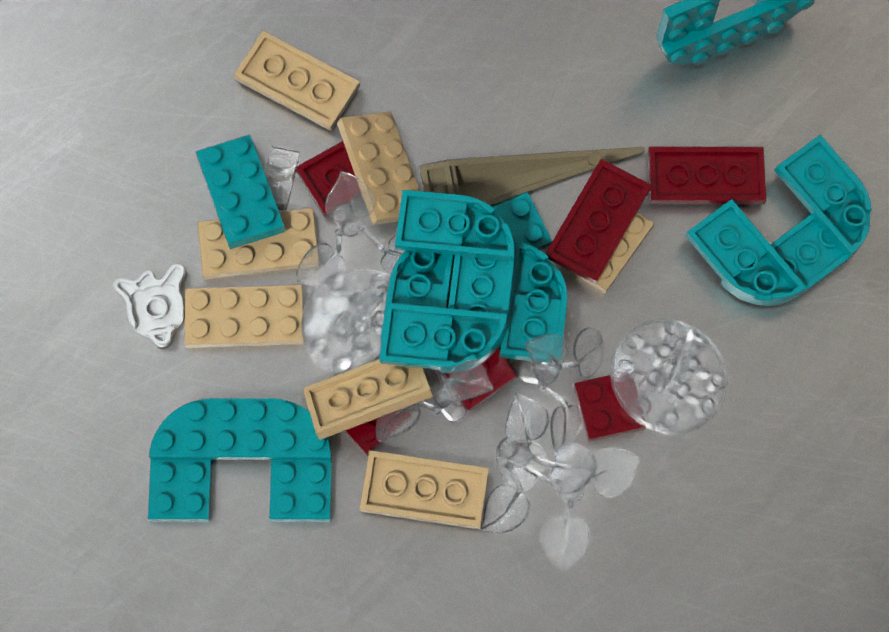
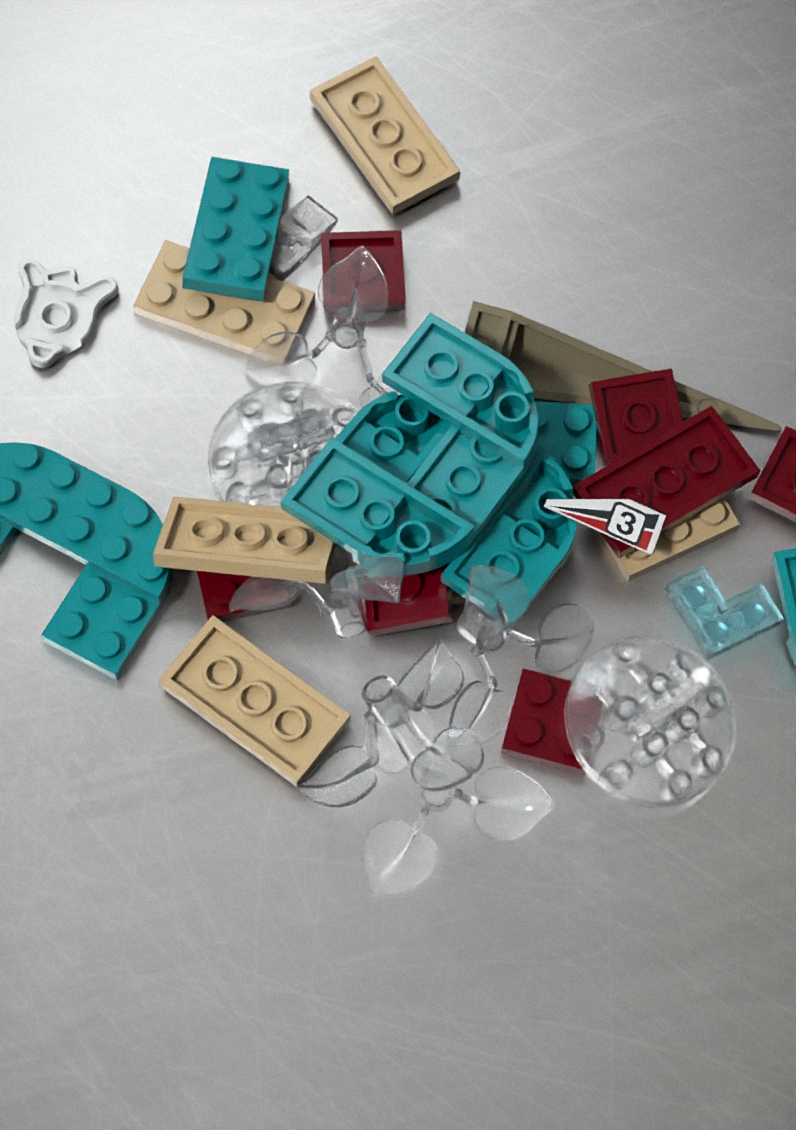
camera: 25 degrees right, 5 degrees down
(243, 316) = (155, 378): tan plate -> none
(379, 161) = (427, 272): tan plate -> none
(554, 186) = (633, 411): none -> dark red plate
(584, 261) = (614, 517): none -> sticker
(674, 292) = (717, 622): none -> clear light blue plate

